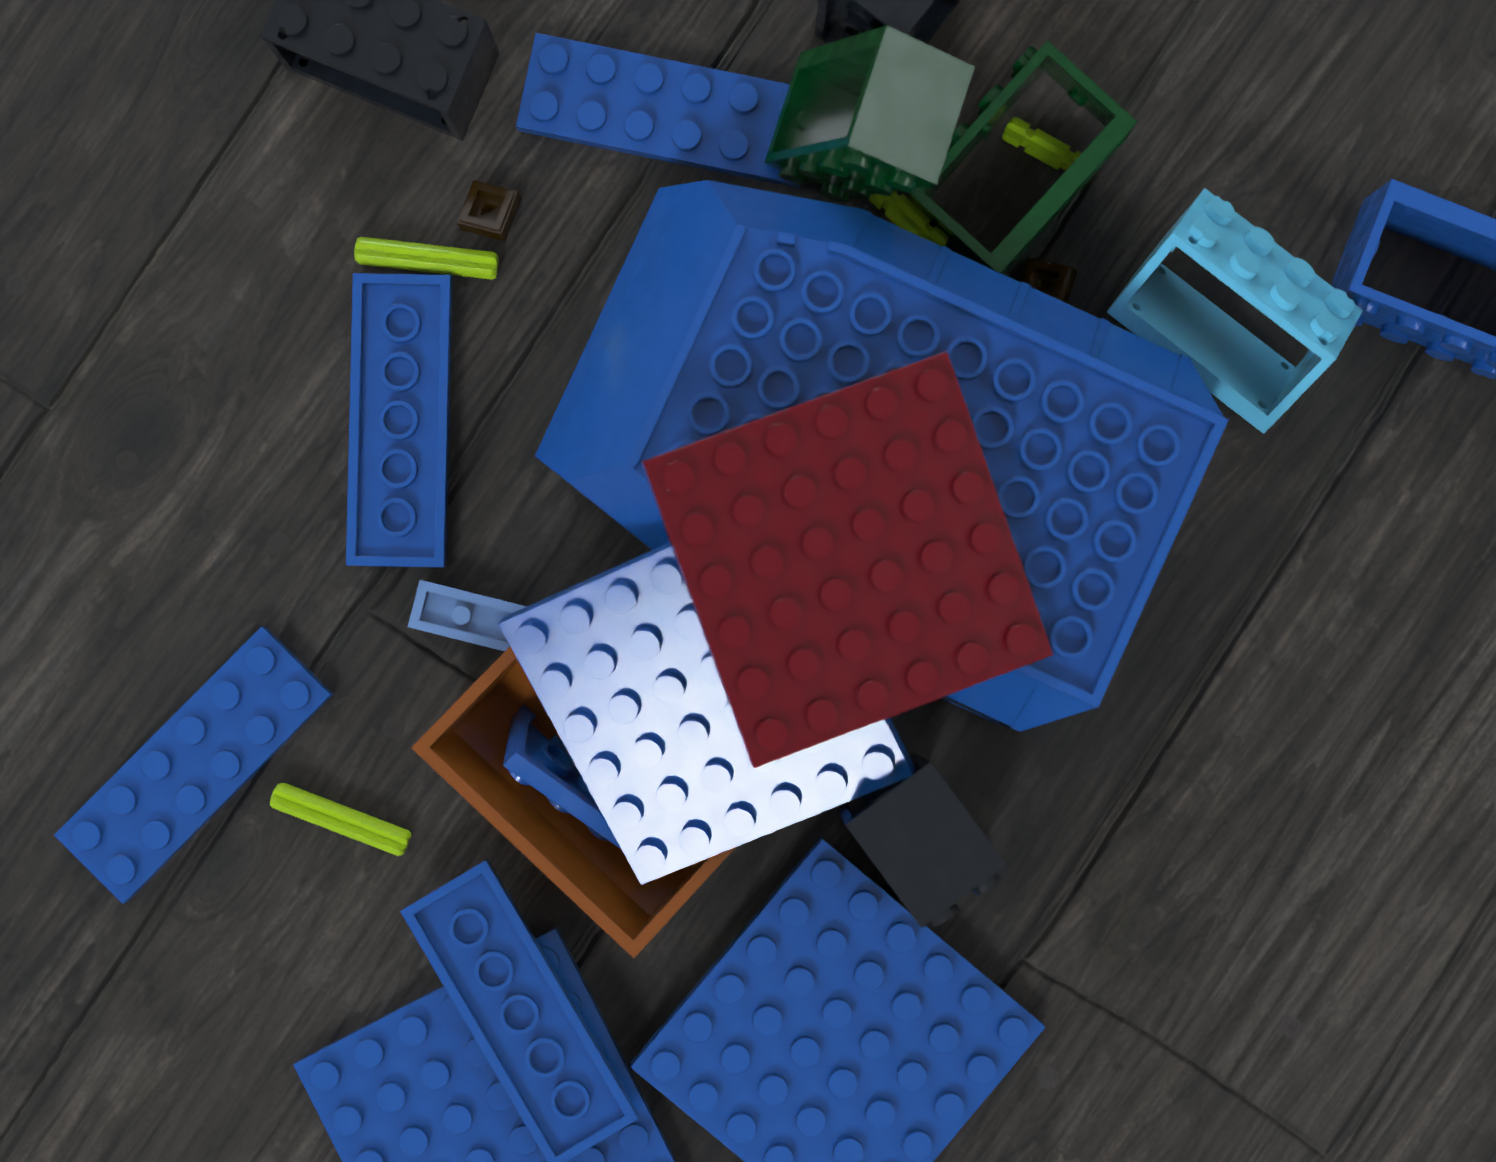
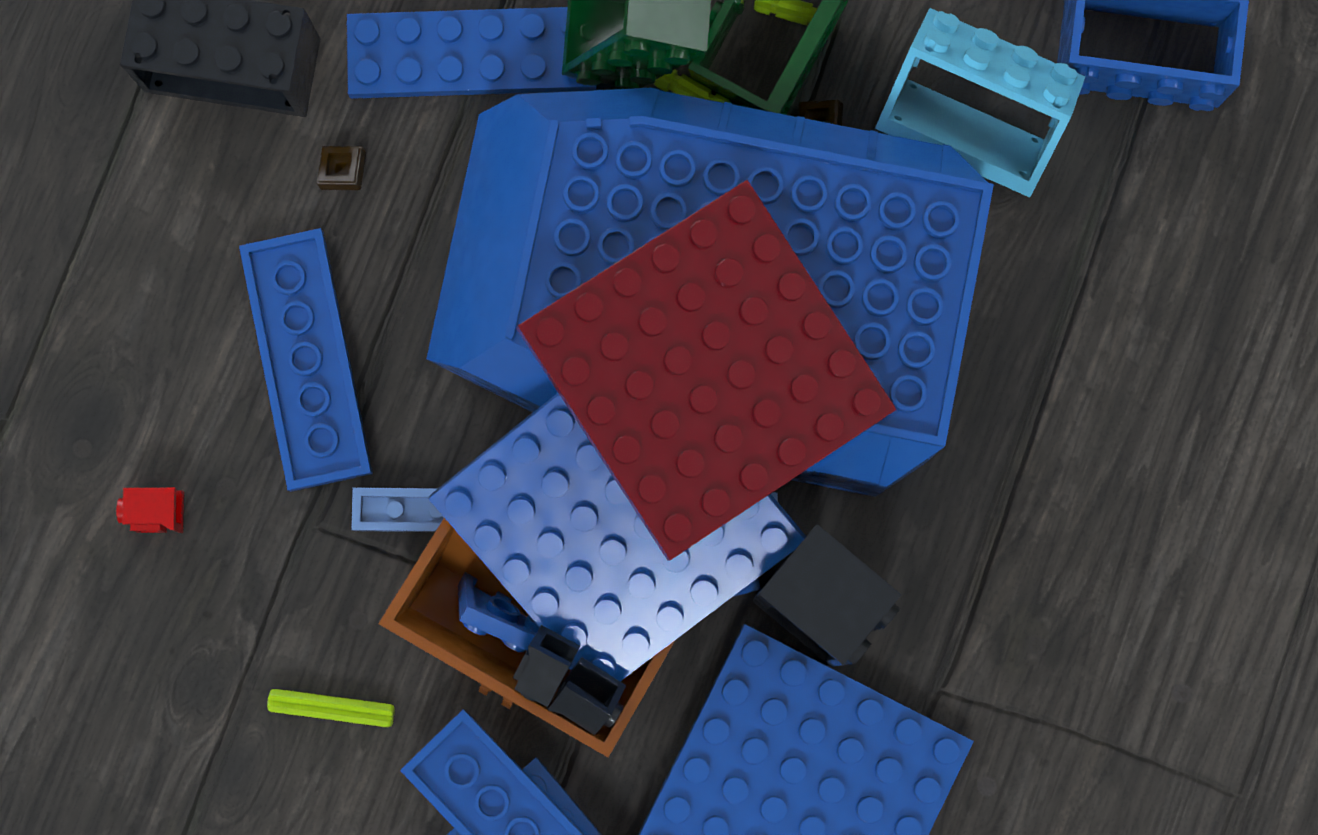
camera: 10 degrees left, 5 degrees down
(189, 551) = (151, 509): none -> red window
(193, 765) = (195, 692): blue plate -> none
(426, 258) = (297, 219): lime axle -> none
(587, 840) = (544, 665): none -> black window
(628, 886) = (589, 697): none -> black window

